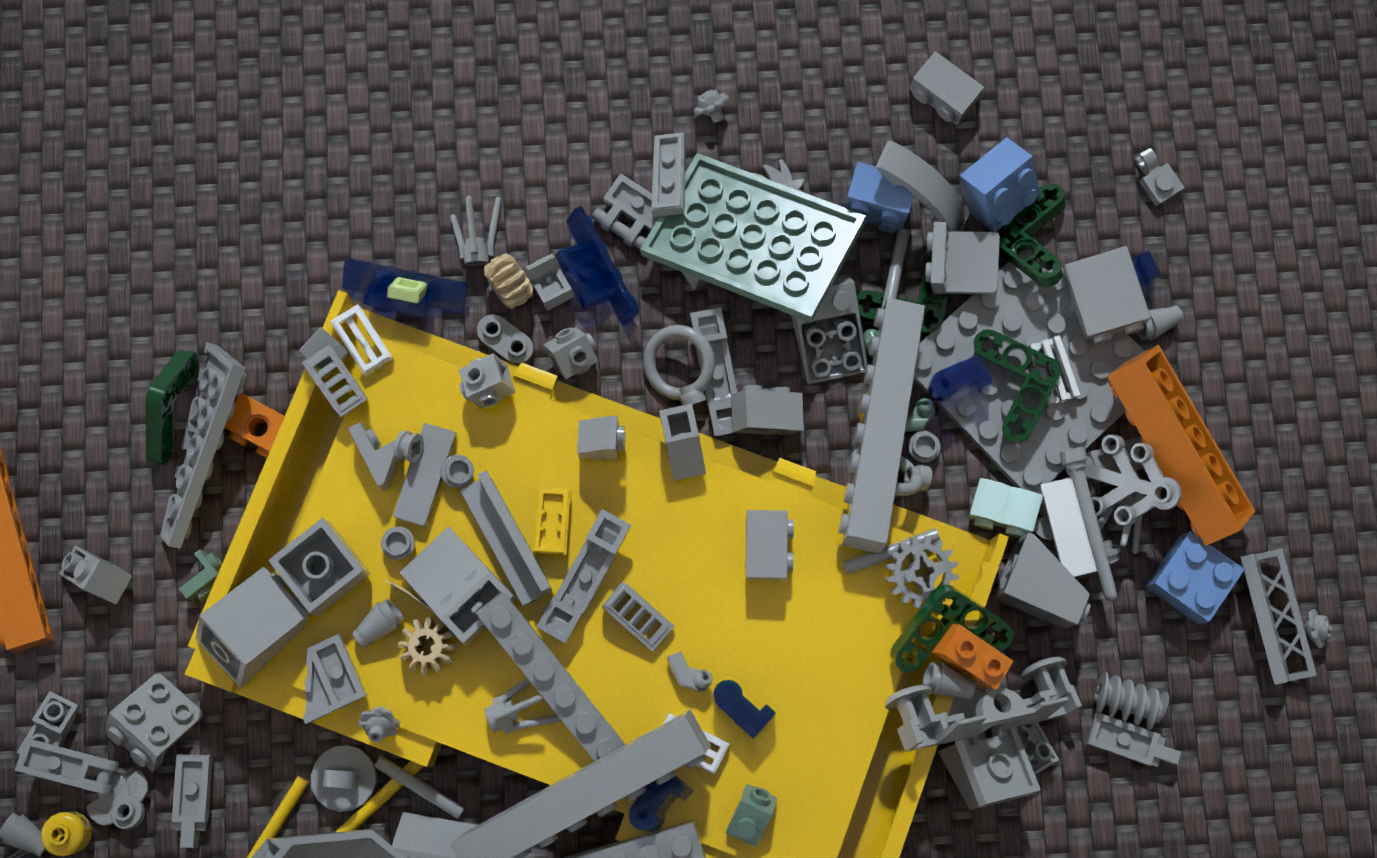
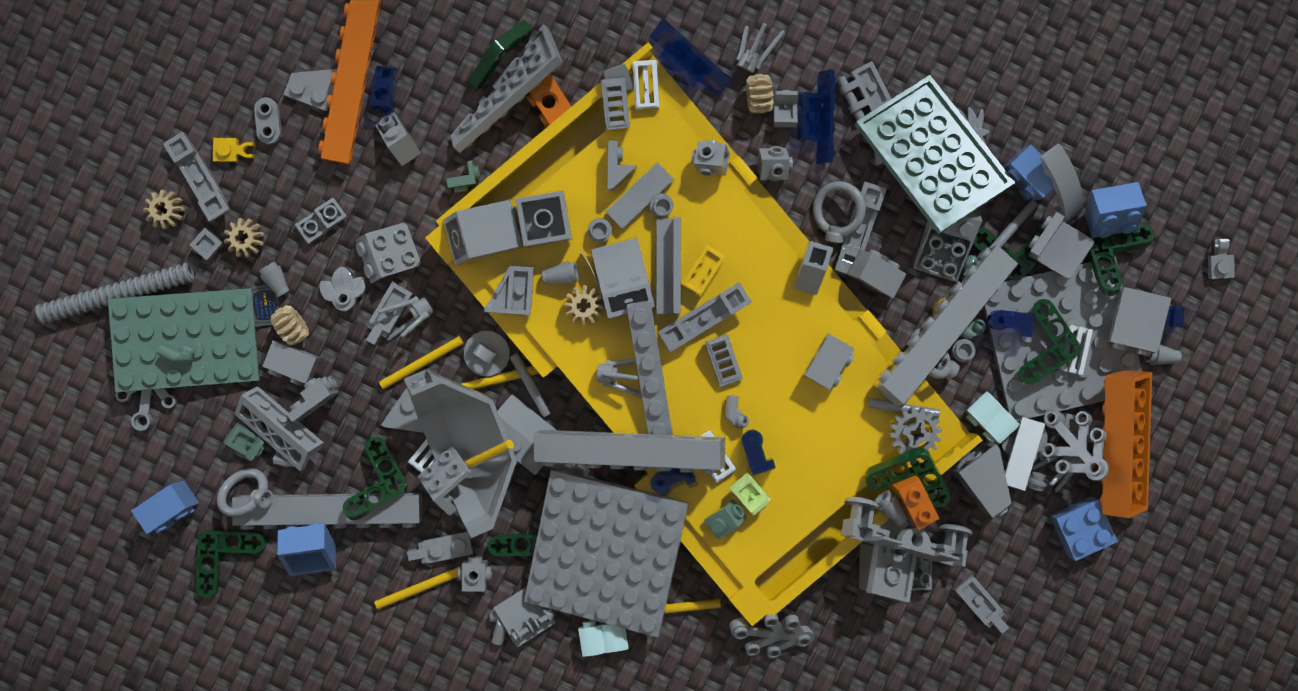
camera: 30 degrees right, 10 degrees up
(48, 524) = (384, 89): none -> clear blue leg
(65, 766) = (321, 251): light grey plate -> none
(66, 833) = (308, 296): yellow head -> none
(230, 772) = (420, 311): none -> light grey plant
(379, 723) = (529, 336): light grey plant -> none
(407, 290) = (691, 63): yellowish green tile -> none
(408, 446) = (639, 173): light grey bush -> none
(504, 339) = (735, 130): light grey plate -> none
(601, 438) = (763, 236): light grey slope -> none
(669, 174) = (903, 80): light grey tile -> none
(711, 104) = (958, 46): light grey plant -> none
(764, 764) = (750, 494): none -> yellowish green bracket
(945, 88) = (1118, 122): light grey brick -> none
(1075, 462) = (1052, 415): light grey piece -> none
(1130, 700) = (997, 579): light grey piece -> none
(1266, 620) = (1112, 578): light grey fence -> none
(1317, 628) = (1139, 601): light grey plant -> none

